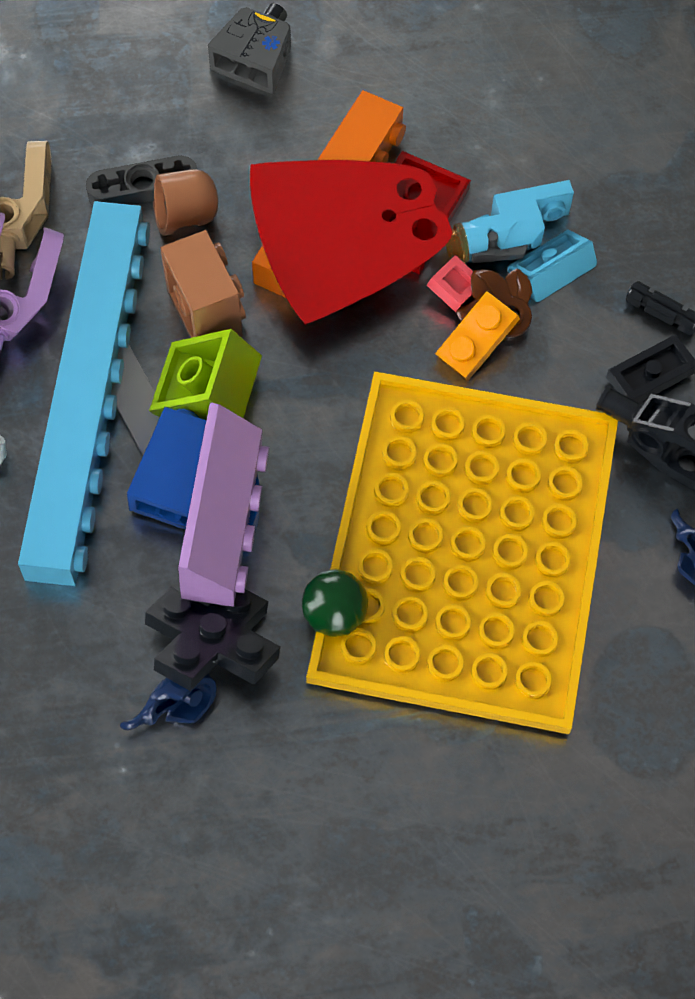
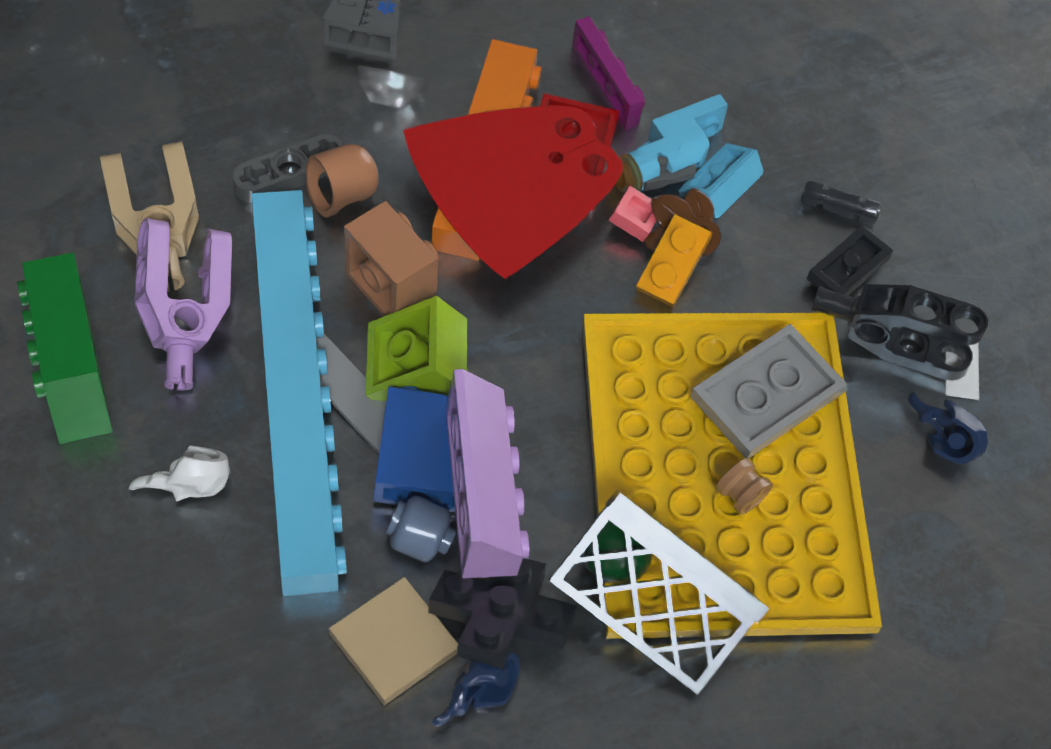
camera: 20 degrees left, 5 degrees down
(109, 642) = (394, 640): none -> tan tile
(158, 543) = (420, 529): none -> sand blue head
(256, 120) = (391, 87): none -> clear piece
(393, 632) = (684, 560): none -> fence
(470, 140) = (608, 72): none -> magenta plate
(473, 567) = (744, 486): none -> medium nougat wheel
(527, 479) = (768, 391): none -> light grey plate

